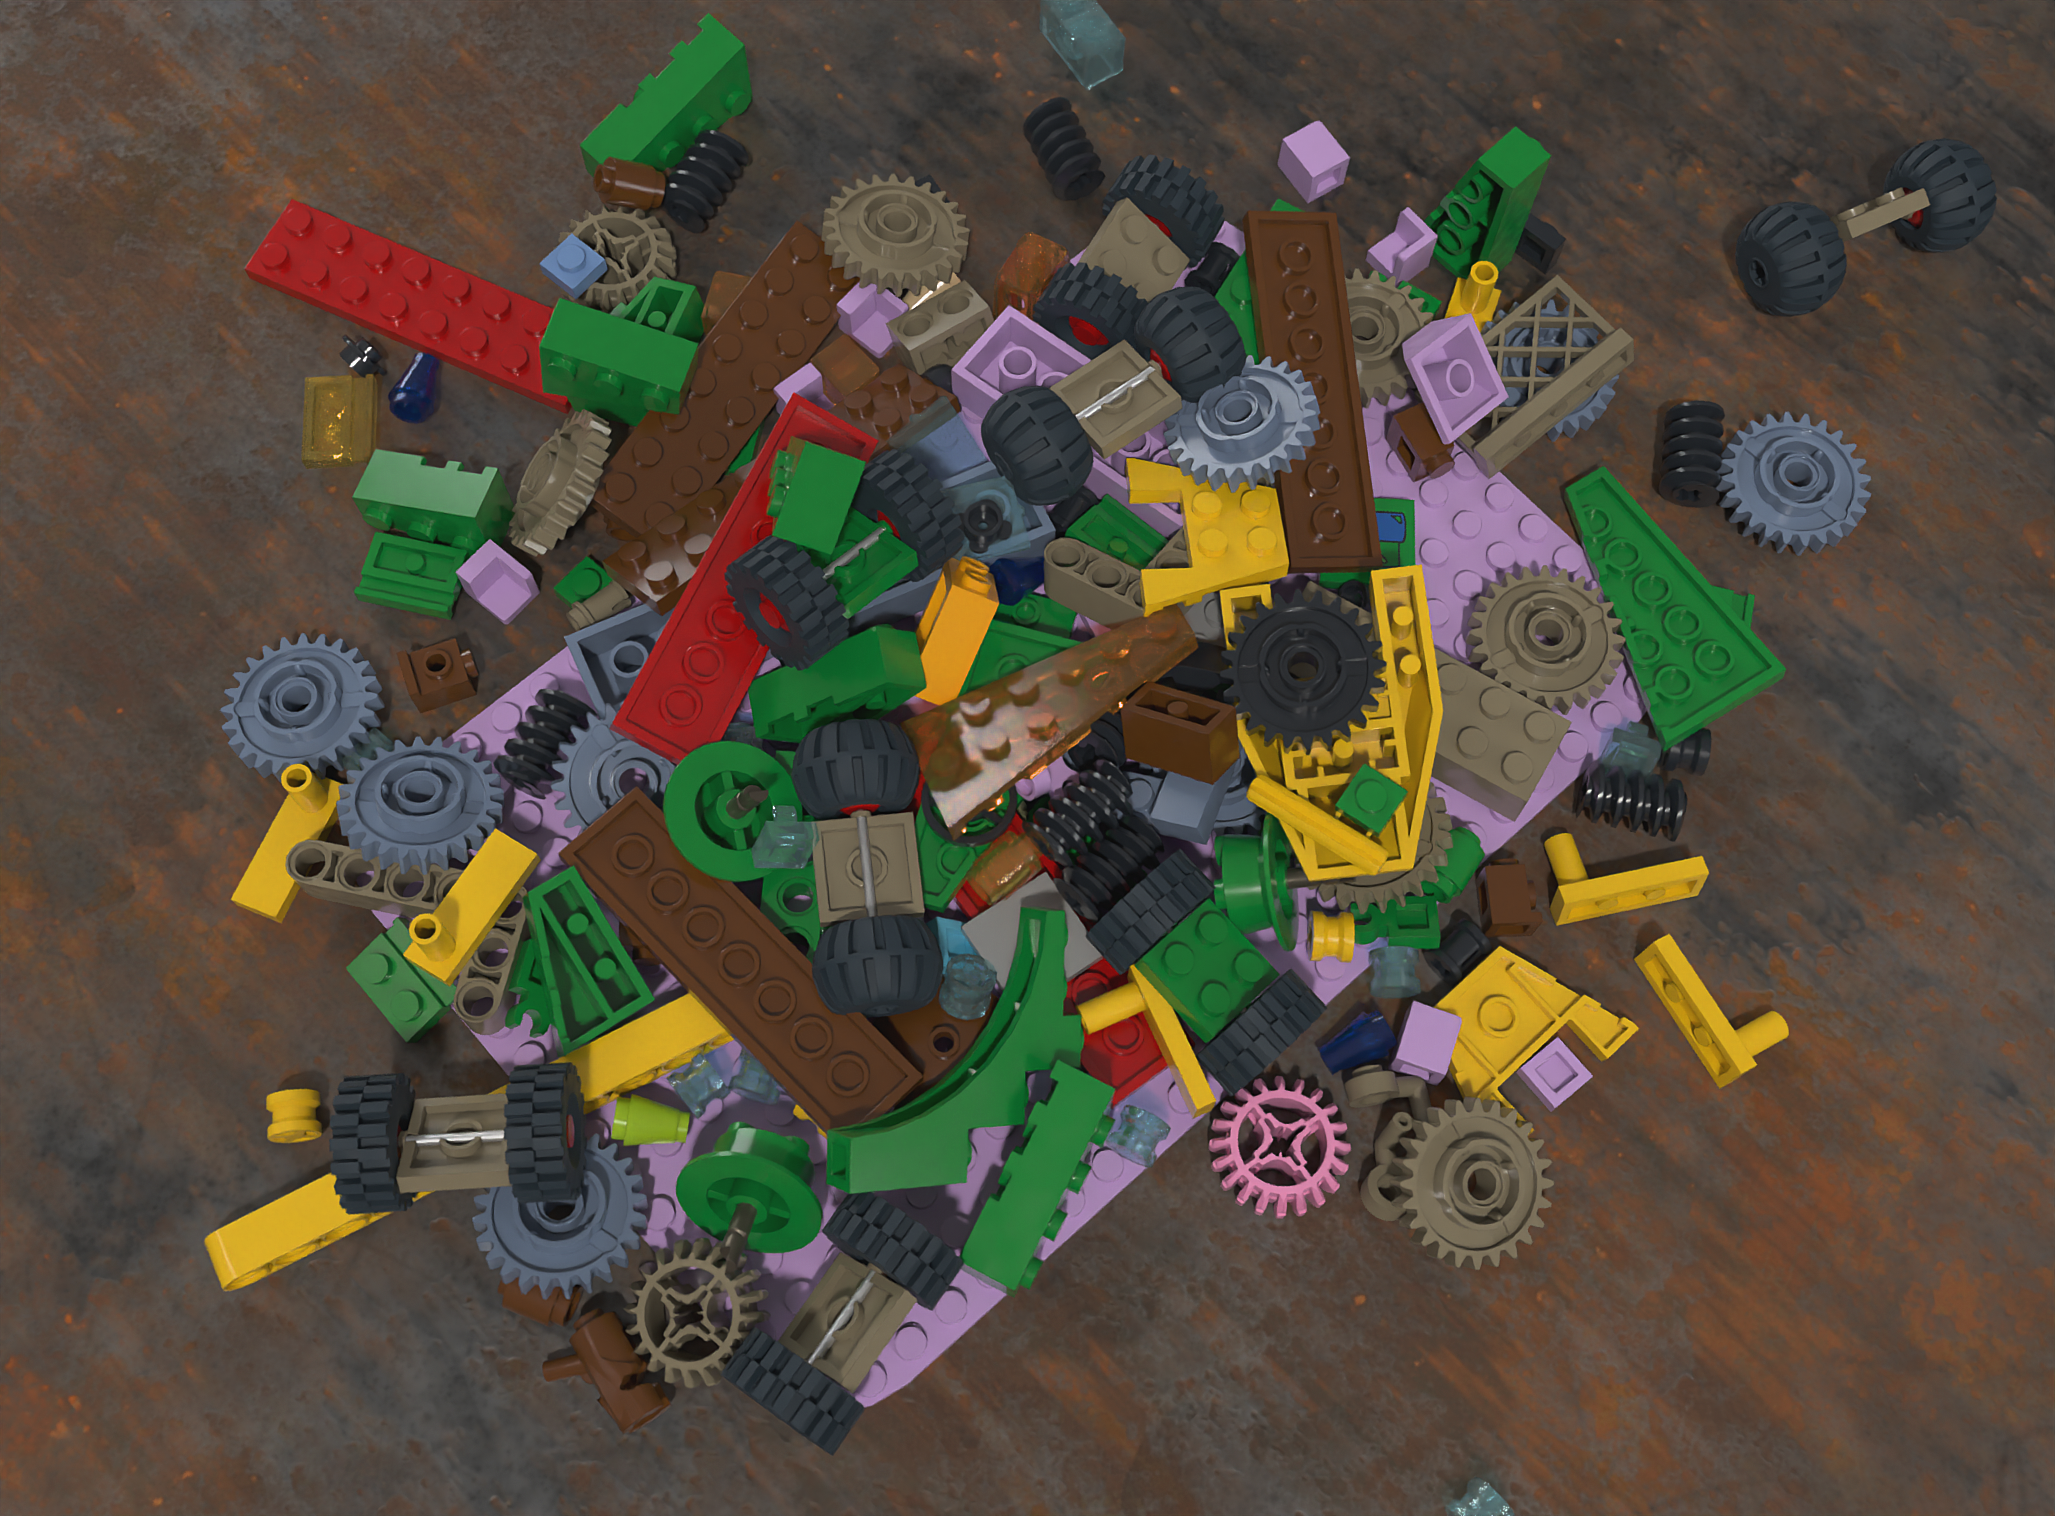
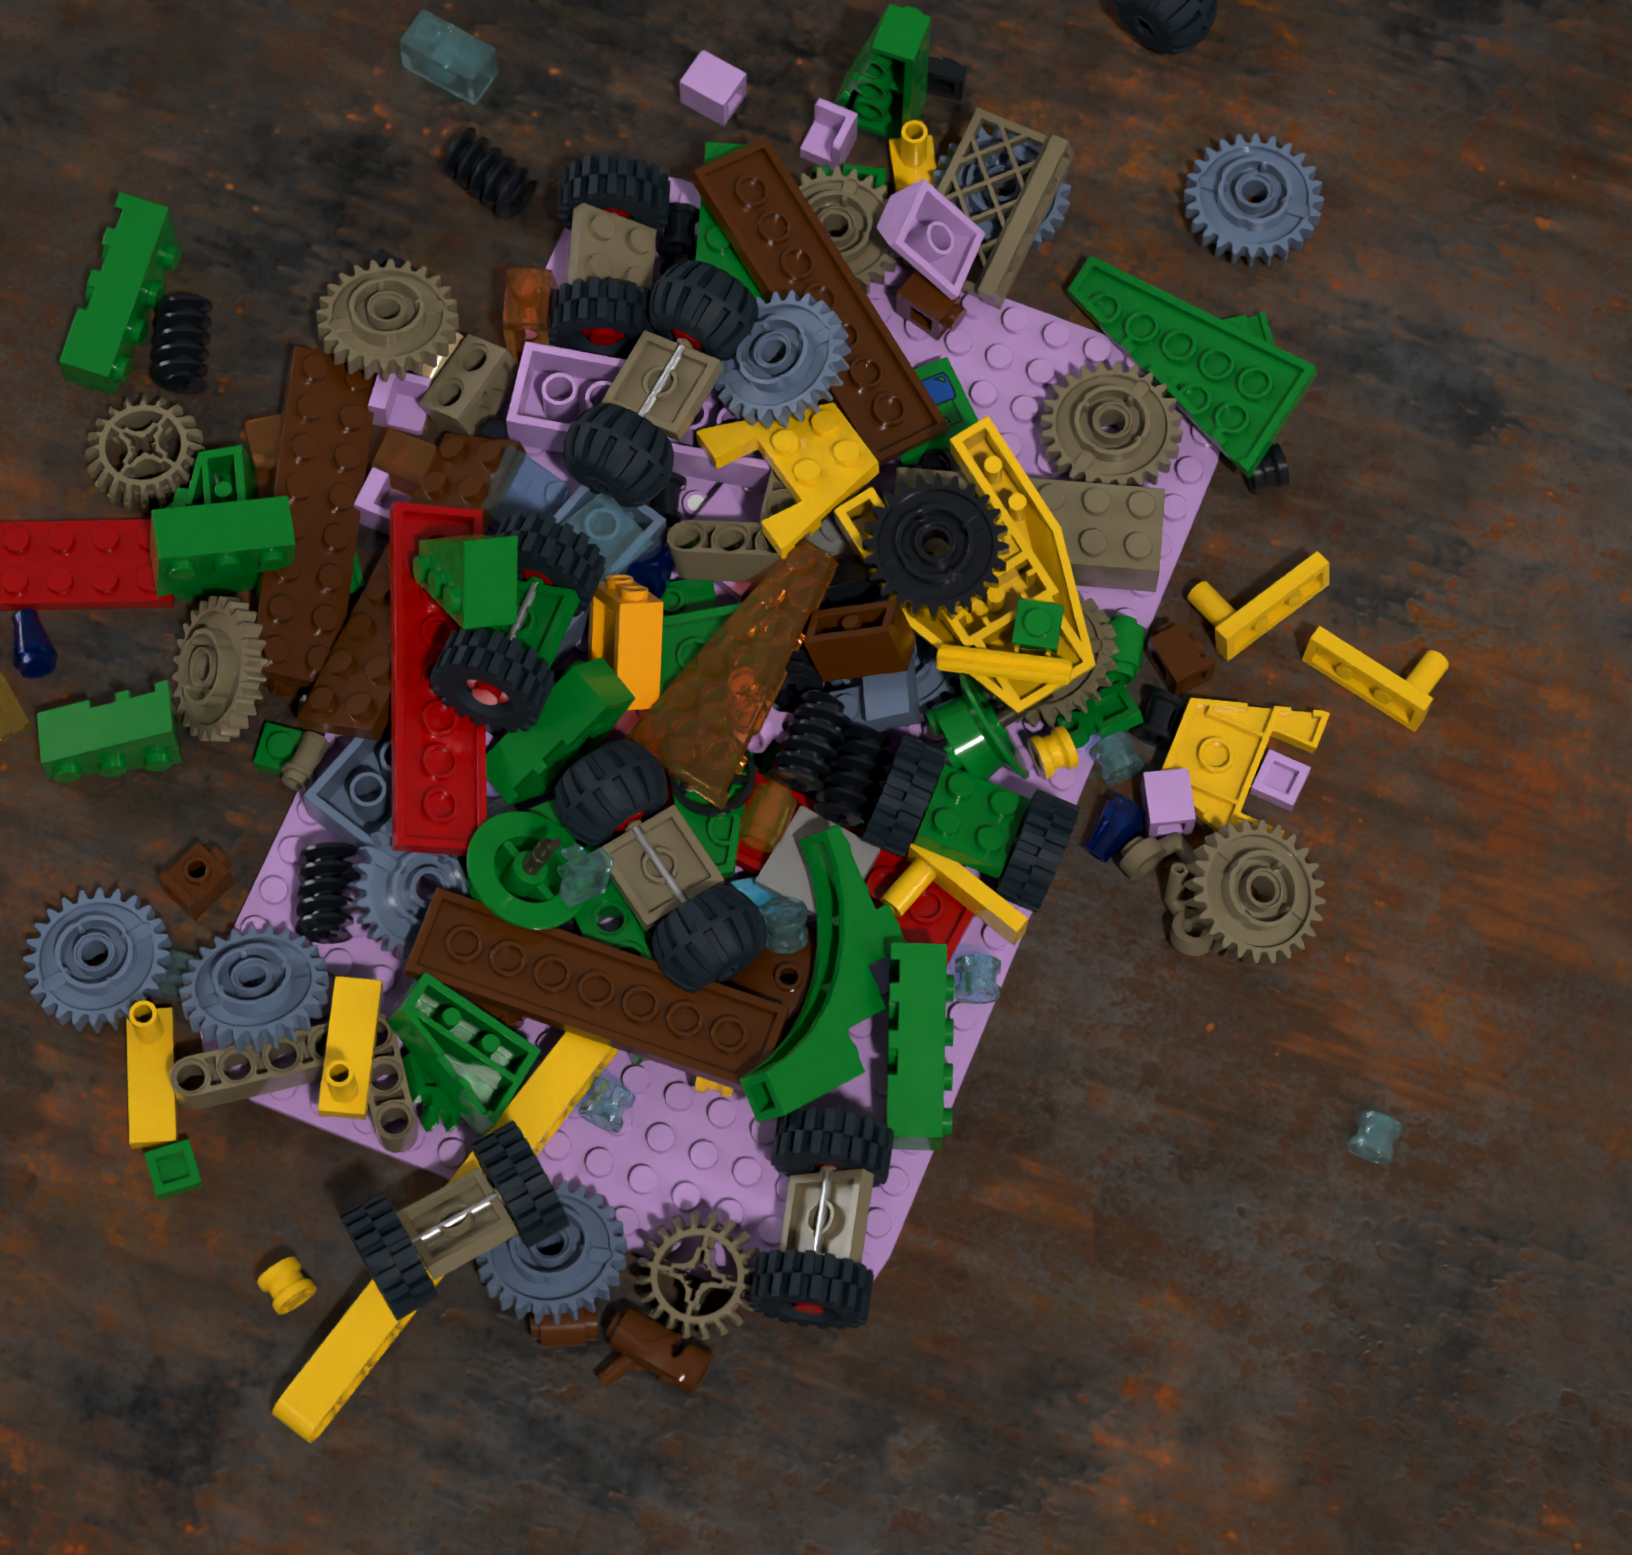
camera: 25 degrees left, 0 degrees up
(256, 945) = (173, 1169): none -> green plate
(401, 990) = (314, 1142): green plate -> none
(411, 575) = (124, 807): green plate -> none
(497, 582) = (203, 779): lavender panel -> none
(573, 266) = (120, 474): medium blue plate -> none
(629, 184) = (127, 378): reddish brown brick -> none
(648, 1122) = (580, 1152): lime cone -> none
(752, 1193) = (700, 1161): green piece -> none
(754, 1082) = (650, 1078): clear light blue wheel -> none
(988, 513) = (621, 540): black plate -> none
(1118, 533) = (719, 499): green plate -> none
(1293, 1164) = (1106, 948): bright pink gear -> none
(1631, 750) = (1223, 493): clear light blue tile -> none
(1632, 799) = (1241, 529): black piece -> none
(1692, 454) = (1157, 212): black piece -> none

